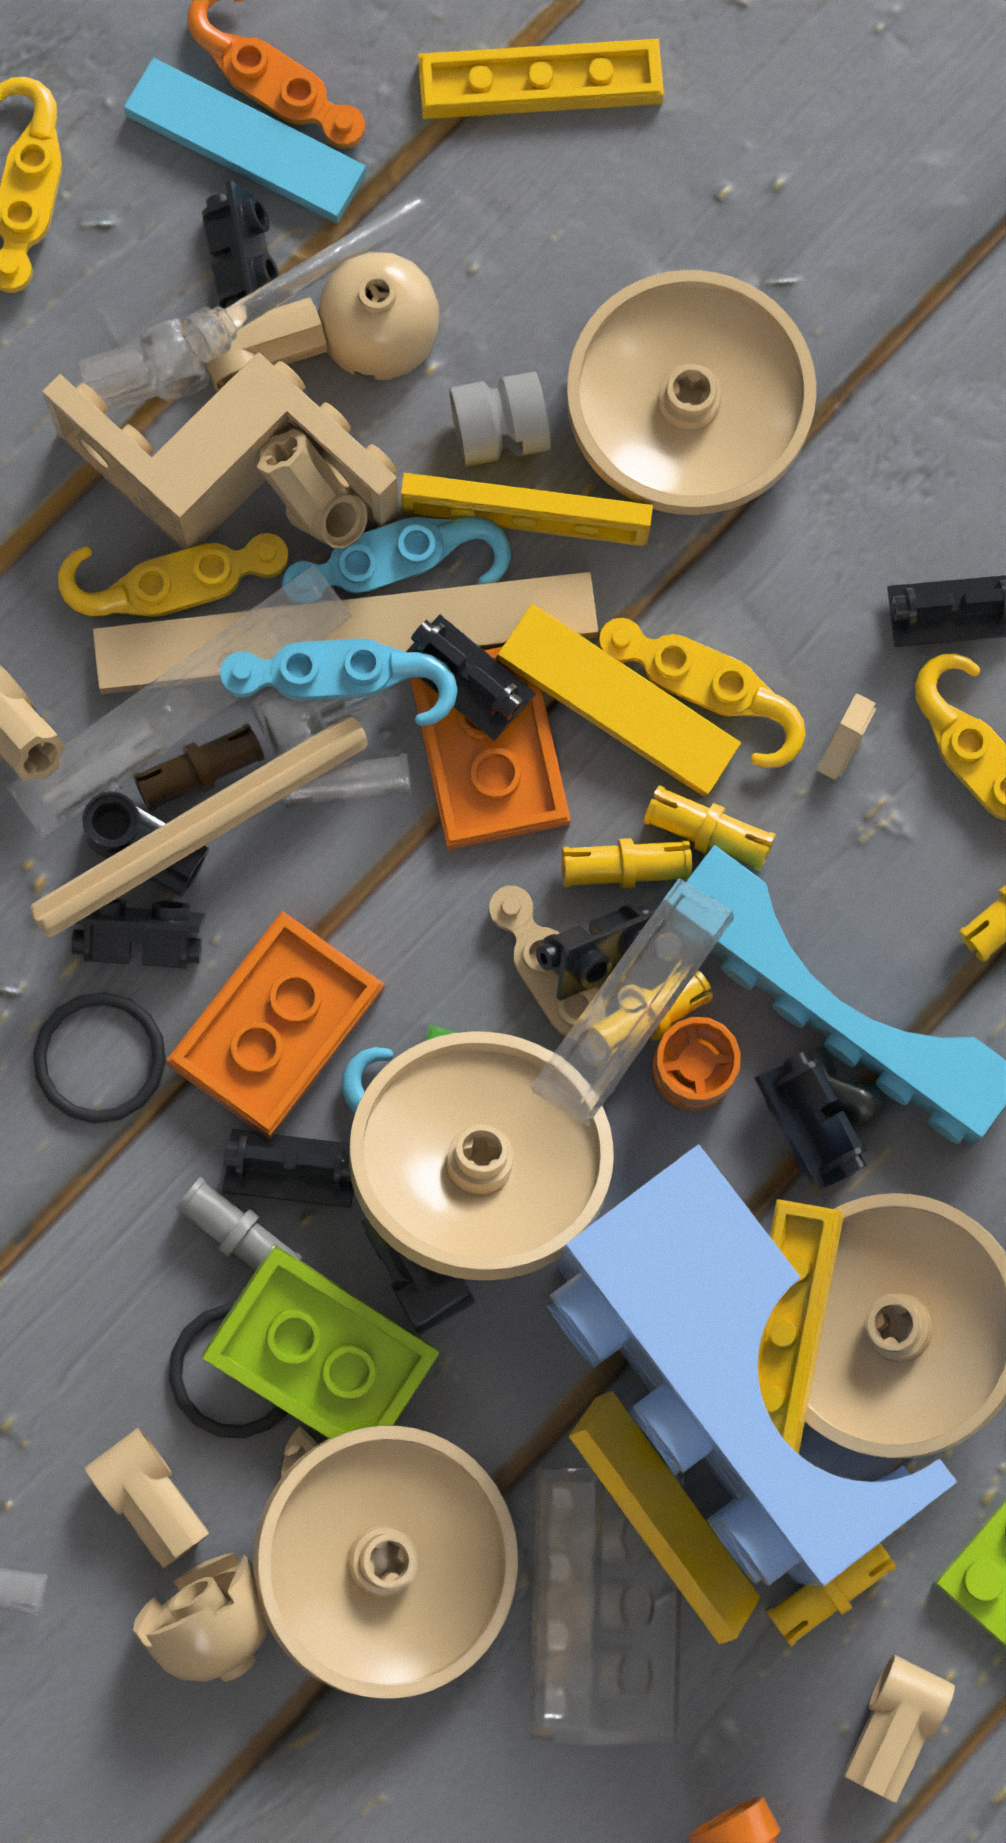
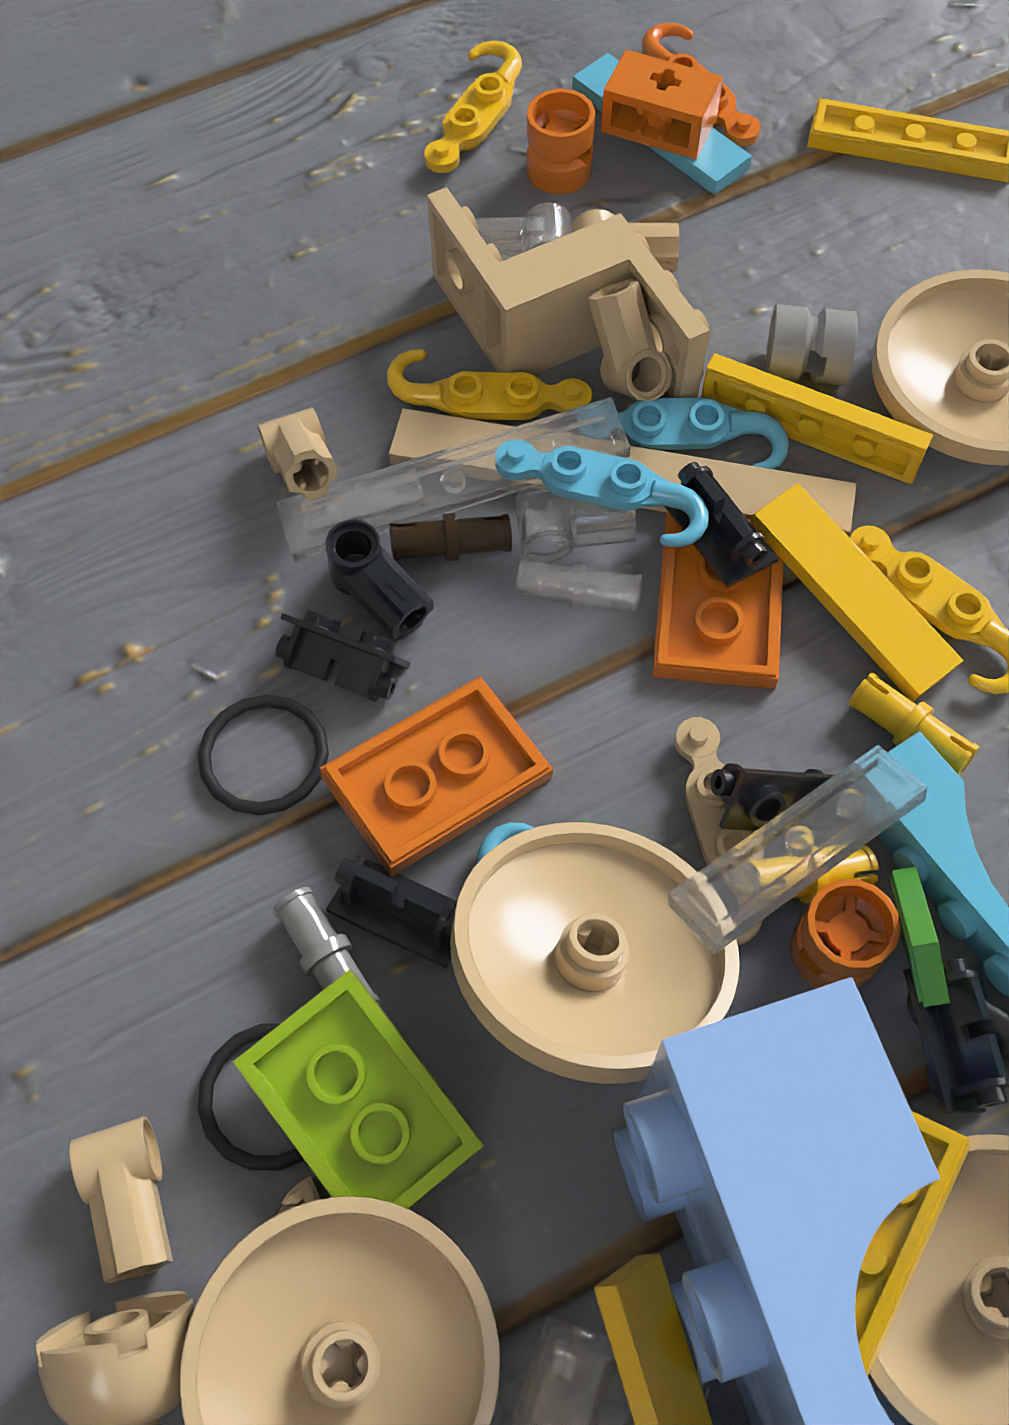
camera: 25 degrees right, 15 degrees down
(144, 222) = (560, 141): none -> orange wheel
(198, 826) = (425, 570): tan axle -> none
(212, 330) = (585, 206): clear piece -> none
(214, 146) = (661, 104): none -> orange brick
(238, 226) = (631, 179): black hinge -> none
(379, 315) = (729, 253): tan cylinder -> none
(423, 1294) = (491, 1074): black piece -> none
(626, 863) = (819, 730): yellow pin -> none
(758, 1046) = (919, 937): none -> bright green tile

